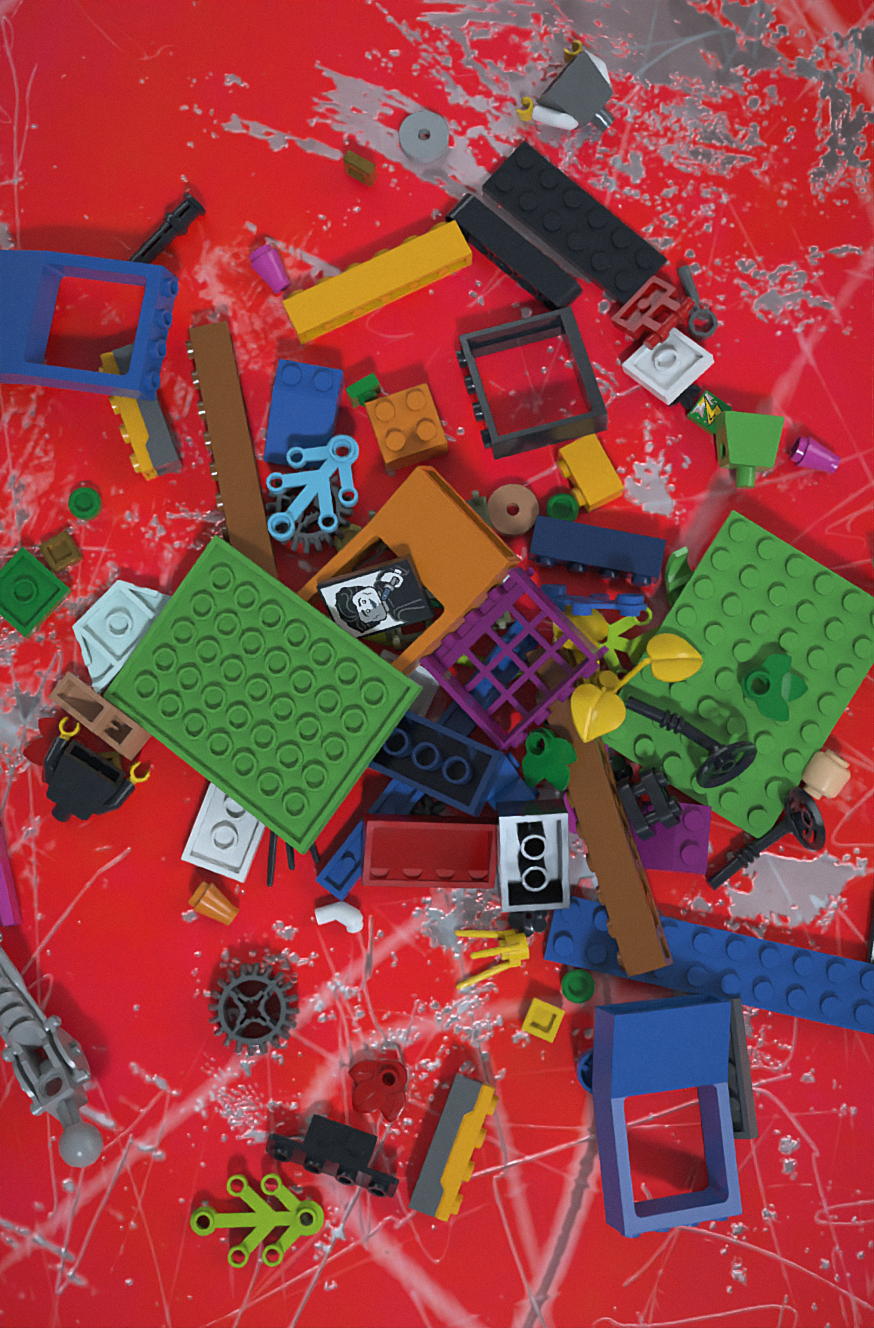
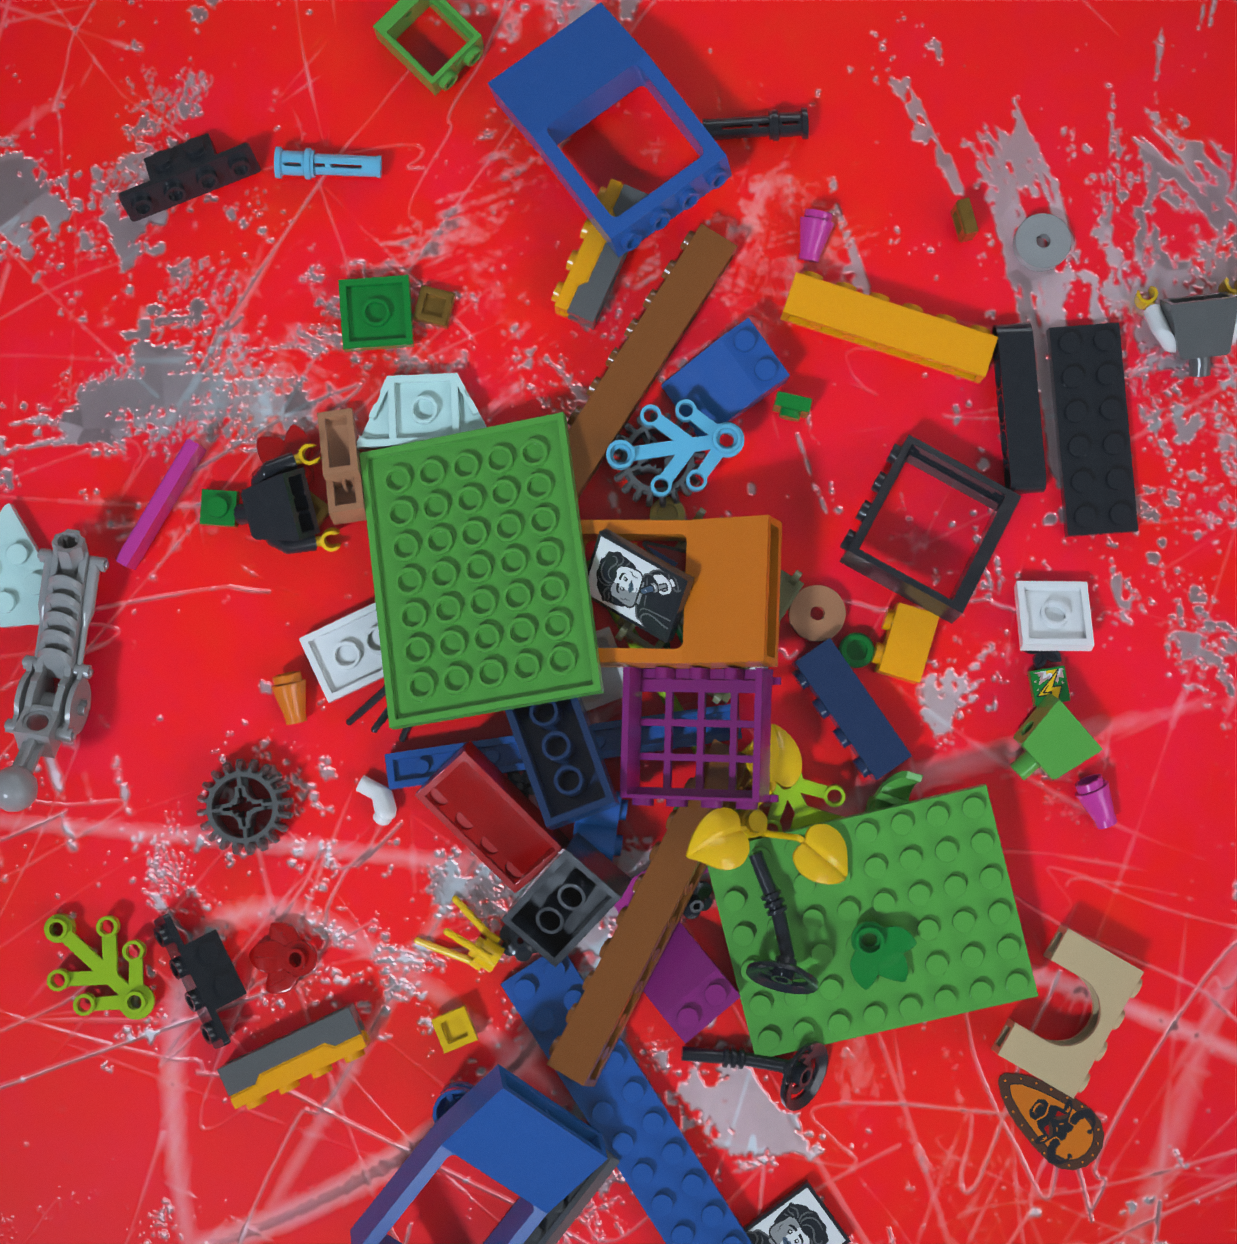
camera: 40 degrees right, 5 degrees up
(41, 825) = (218, 508): none -> green plate
(85, 504) = (489, 286): green tile -> none
(406, 427) = (797, 468): orange brick -> none
(549, 761) = (649, 840): green plate -> none
(577, 986) = (506, 1029): green tile -> none
(627, 603) = (827, 777): blue plant -> none
(647, 306) = (1082, 553): red plate -> none
(665, 807) = (703, 964): black brick -> none
(690, 290) = (1127, 582): dark grey piece -> none
(825, 774) = (855, 1057): light nougat head -> none

